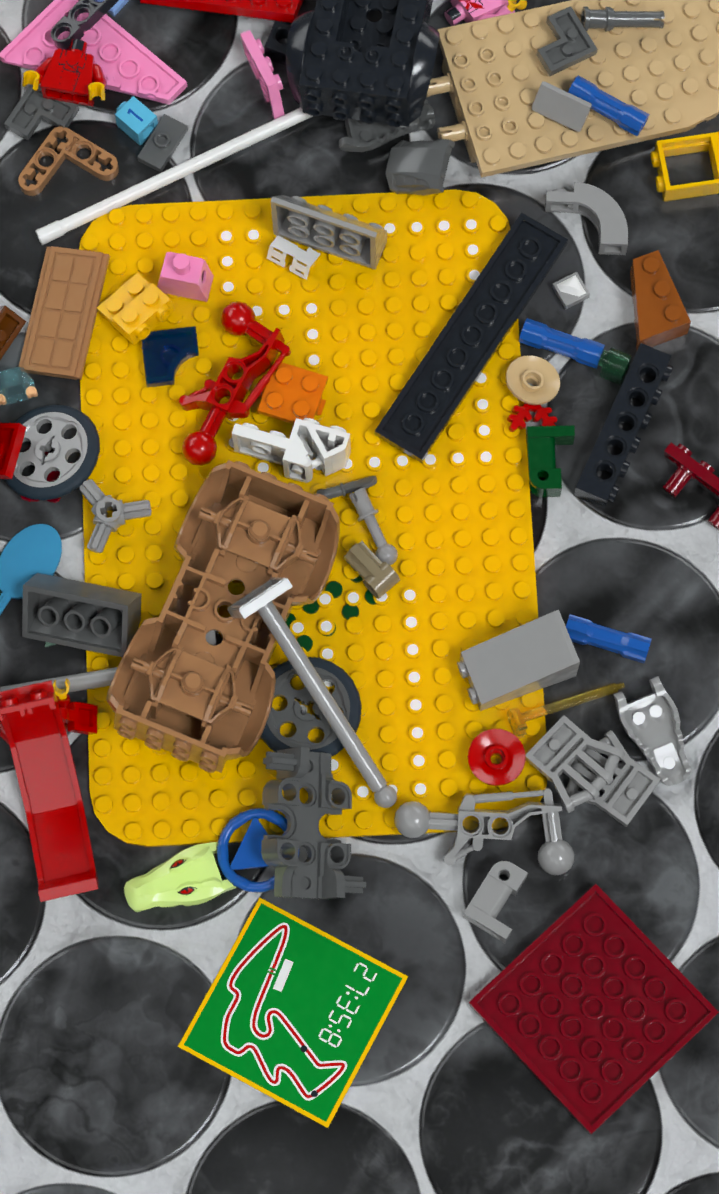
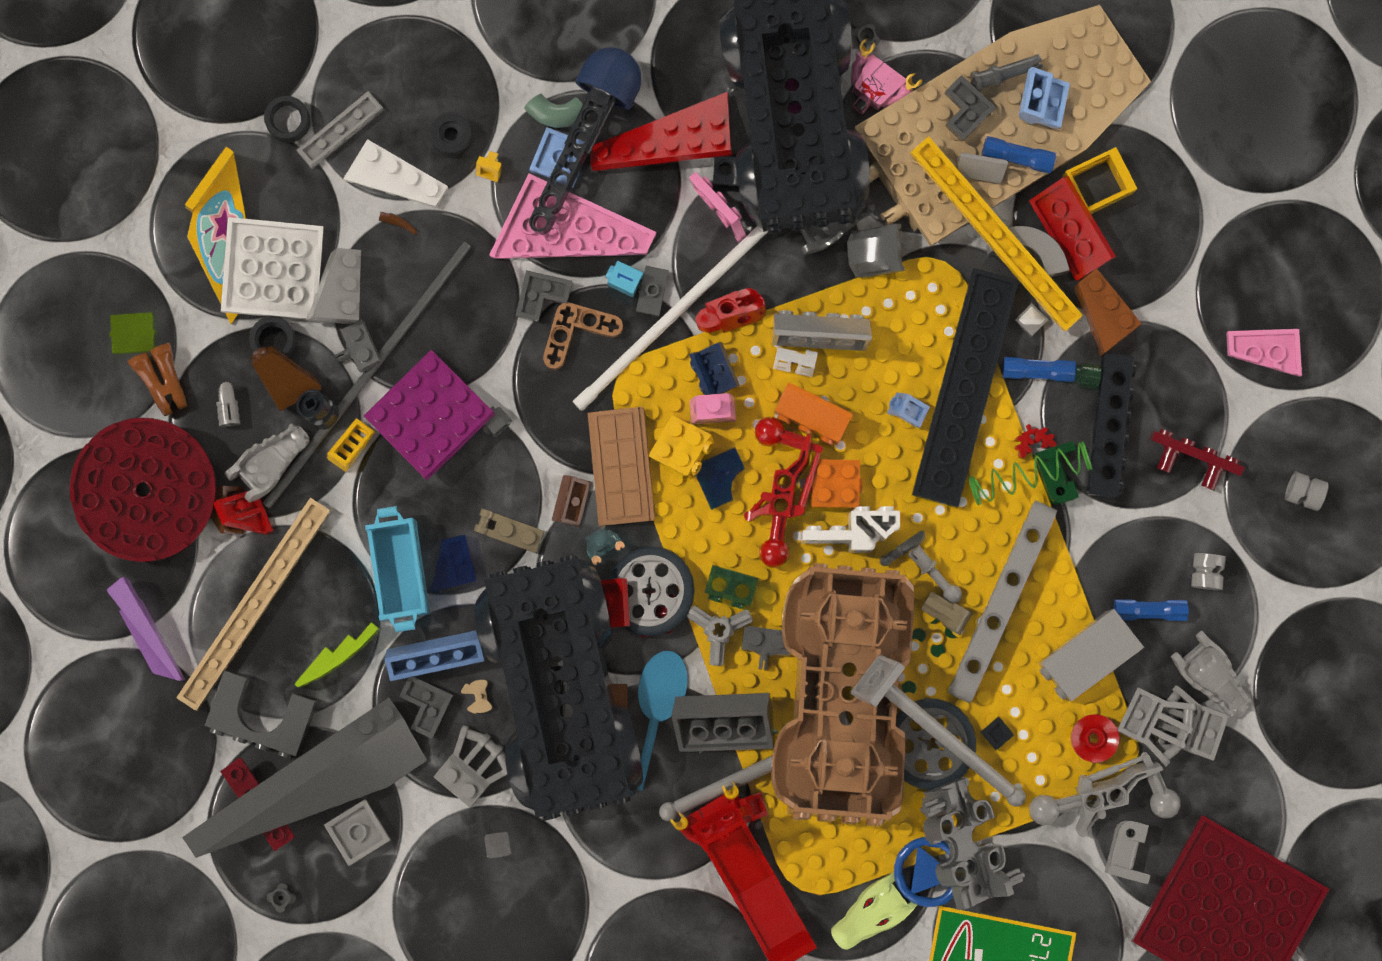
camera: 20 degrees left, 10 degrees up
(69, 76) = (559, 259): red torso -> none
(144, 466) = (732, 580): none -> clear green brick
(156, 544) = (764, 643): none -> dark grey plate
(200, 235) = (714, 370): none -> dark blue bracket
(240, 185) = (745, 308): none -> red piece
(292, 312) = (812, 414): none -> orange slope
(386, 720) = (996, 733): none -> black tile
(401, 340) = (908, 409): none -> medium blue bracket
(438, 576) = (1002, 601): none -> light grey beam
(447, 443) = (973, 481): none -> bright green piece
(518, 719) = (1101, 701): clear yellow piece -> none
(538, 373) = (1032, 403): tan dish -> none
(556, 181) = (996, 234): none -> yellow plate
(645, 201) = (1072, 227): none -> red plate
(653, 56) = (1043, 99): none -> light blue brick
(684, 617) = (1208, 571): none -> light grey wheel

